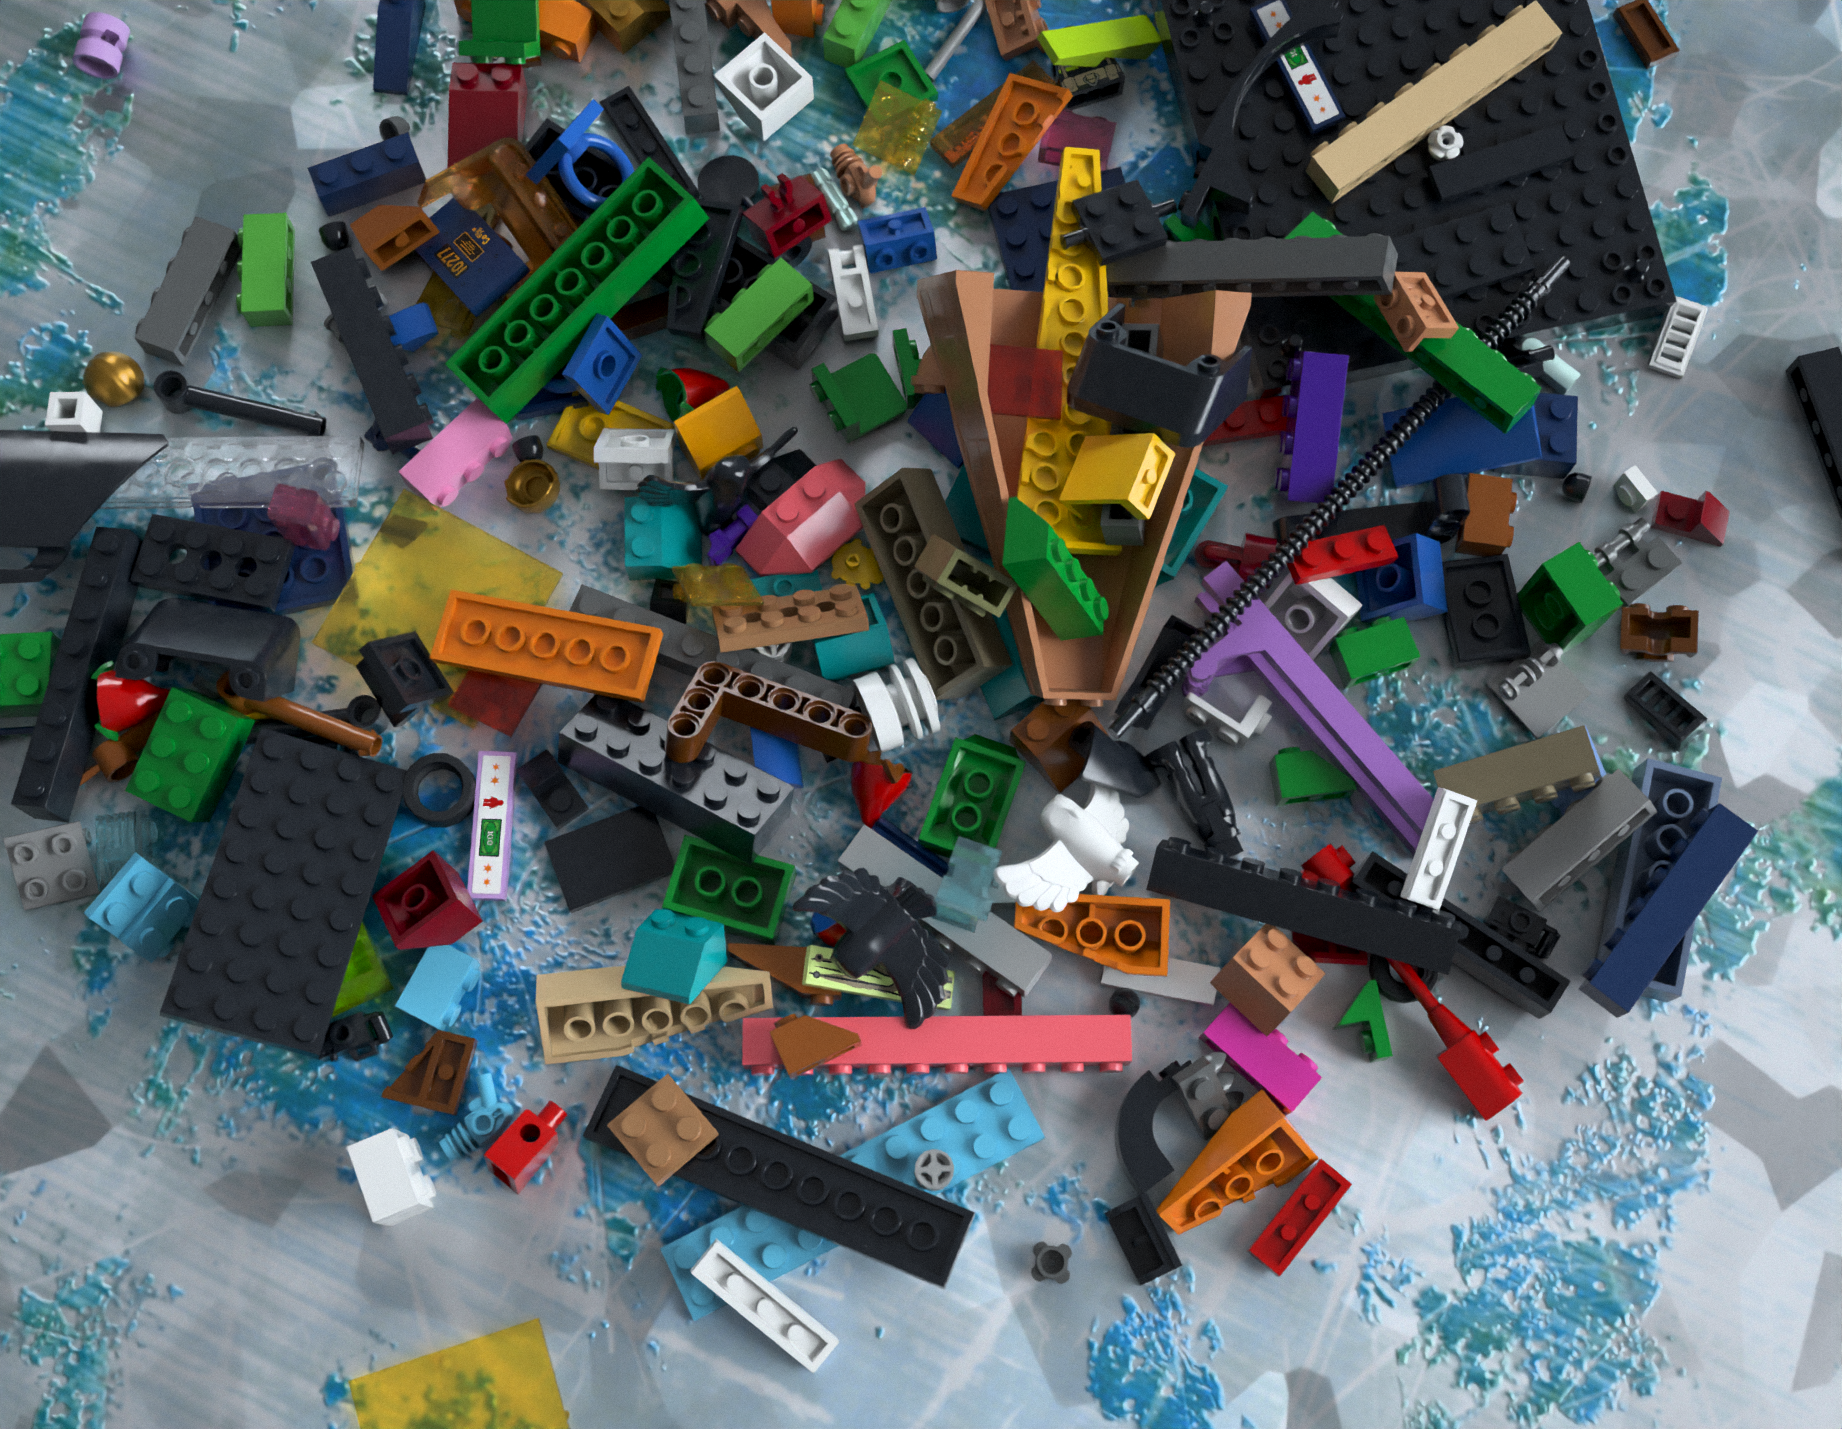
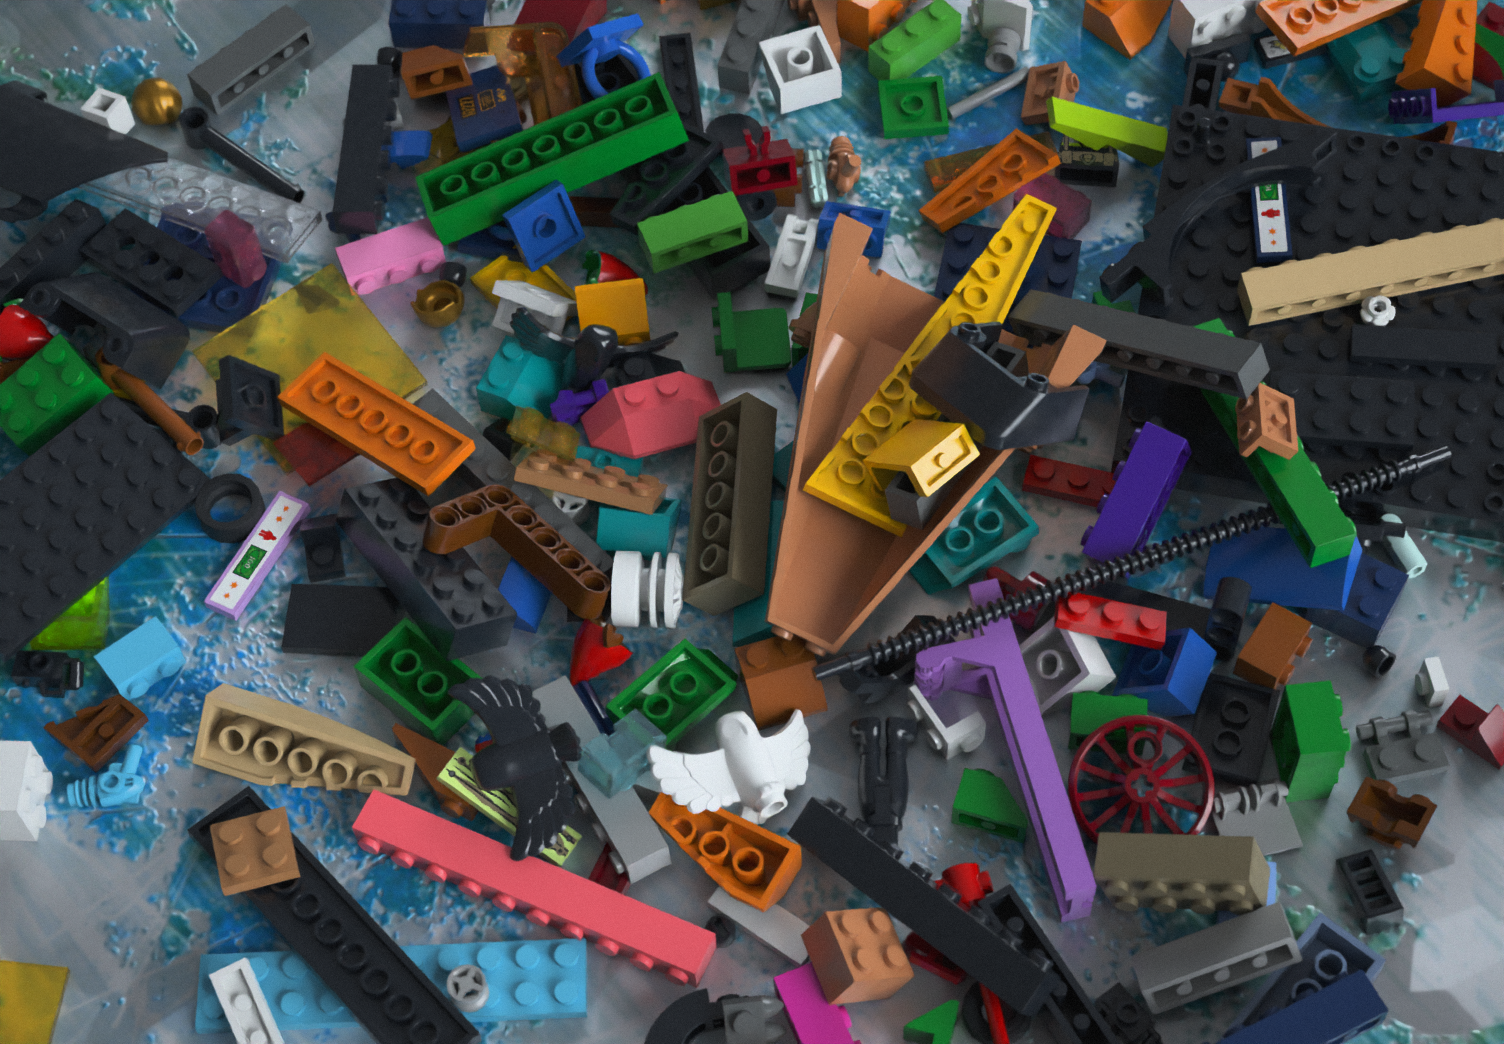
camera: 30 degrees right, 15 degrees down
(266, 269) = (321, 65): bright green brick -> none
(427, 905) = (166, 588): dark red slope -> none
(515, 1159) = (133, 816): red torso -> none
(674, 956) = (343, 709): teal slope -> none
(810, 1042) = (416, 830): dark orange slope -> none
(856, 565) = (676, 470): yellow piece -> none
(897, 127) = (898, 140): clear yellow hinge -> none
(965, 577) = (746, 486): olive brick -> none
(1025, 382) = (884, 359): clear red piece -> none
(1051, 575) = (818, 515): green slope -> none
(1112, 762) = (811, 715): black panel -> none
(1118, 223) = (1040, 268): black plate -> none
(1438, 848) = (1068, 899): white tile -> none
(1439, 687) = (1141, 769): none -> dark red piece

